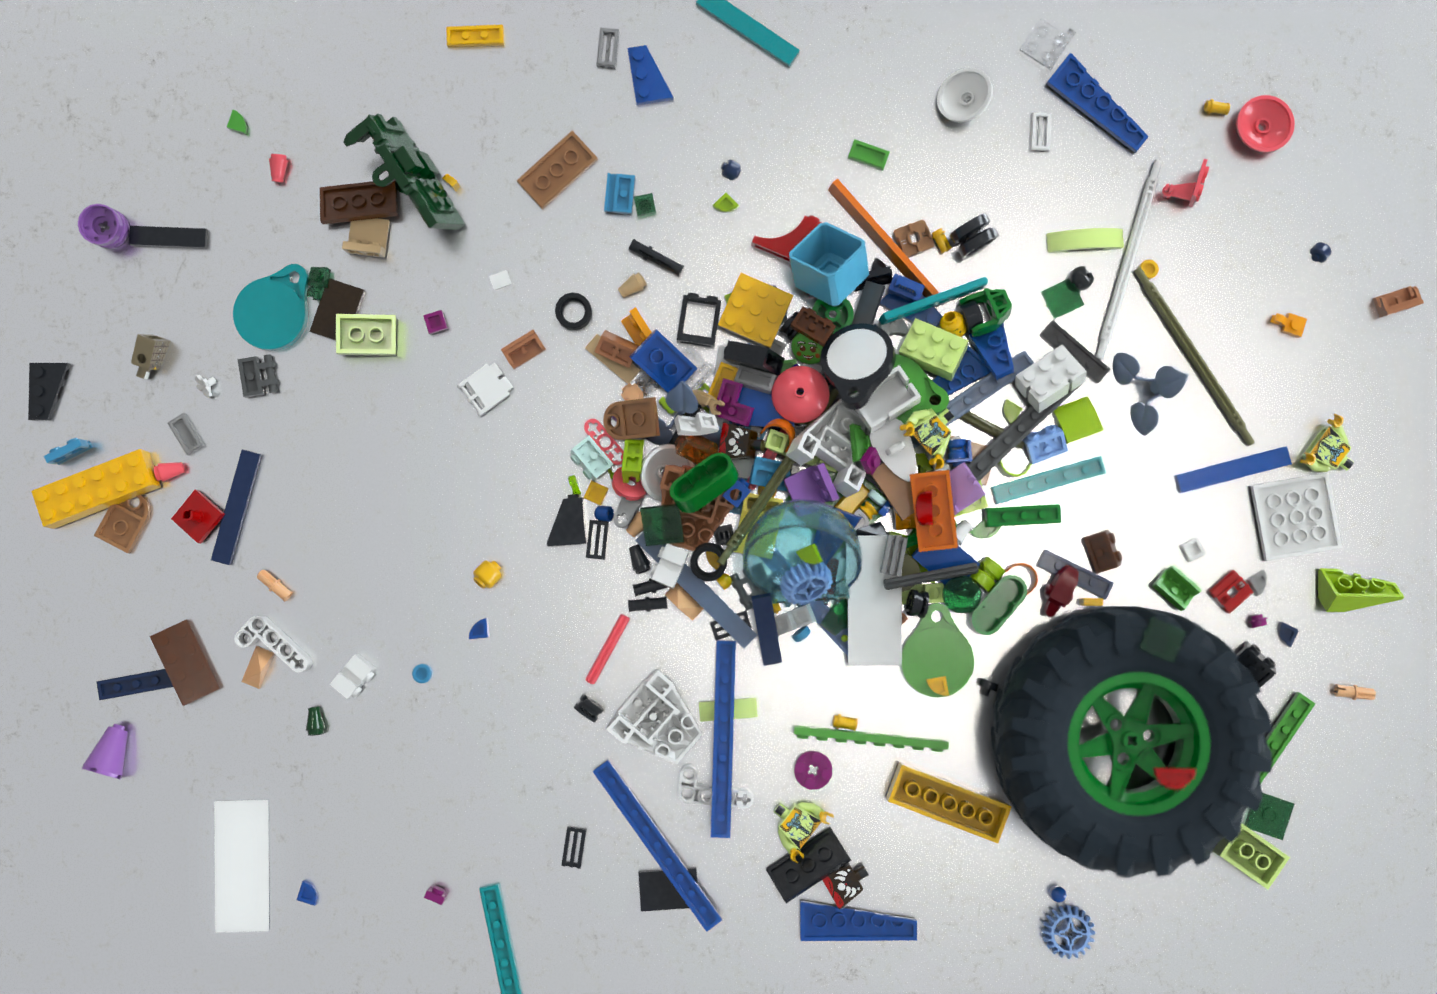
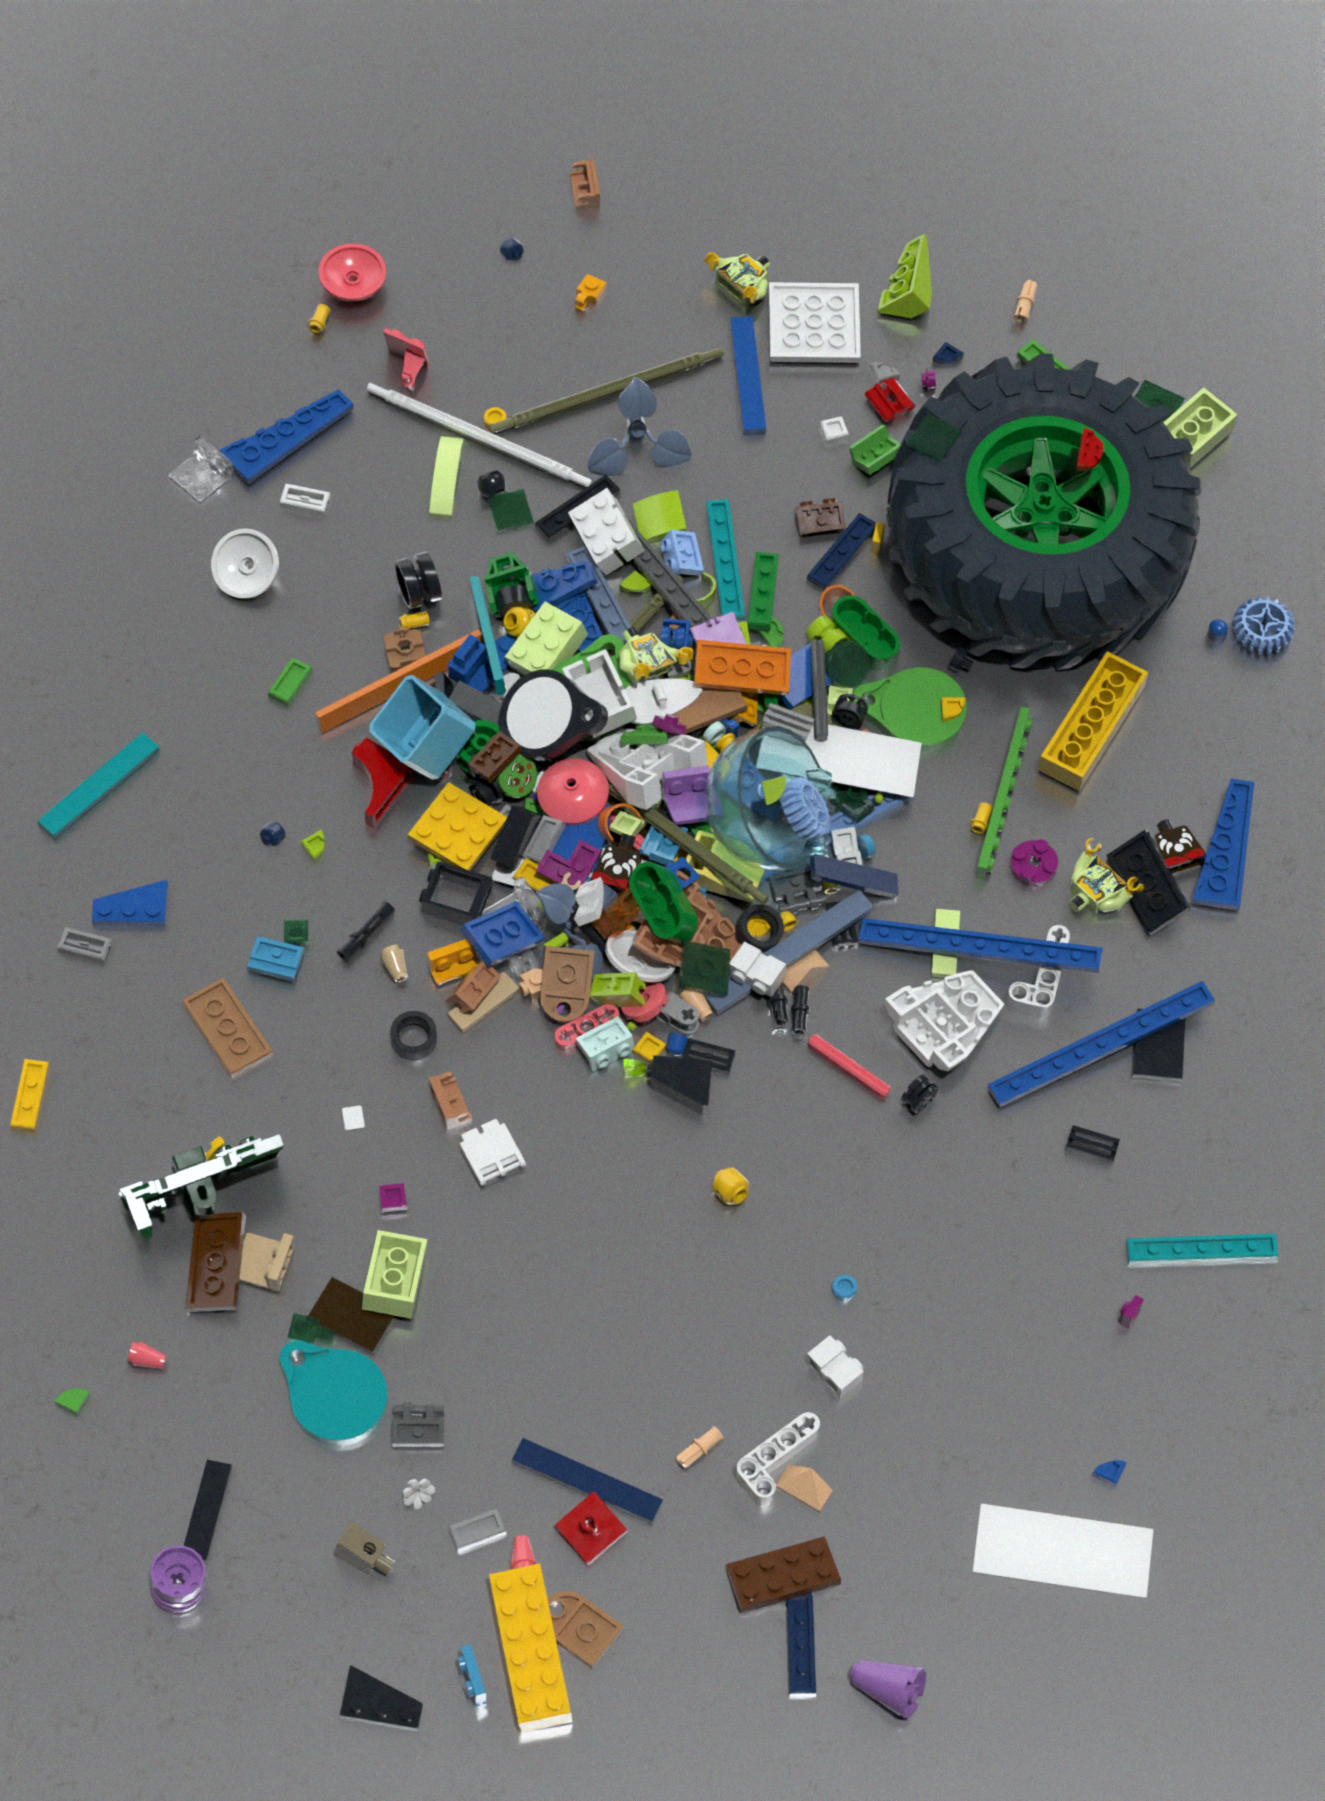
camera: 80 degrees left, 25 degrees down
(315, 723) = (888, 1424): dark green cone -> none
(479, 630) = (799, 1211): blue tile -> none
(639, 560) = (742, 1011): black cone -> none
(723, 534) = (729, 908): black tile -> none
(924, 508) = (738, 674): red helmet -> none
(1060, 590) = (859, 564): dark red hinge -> none

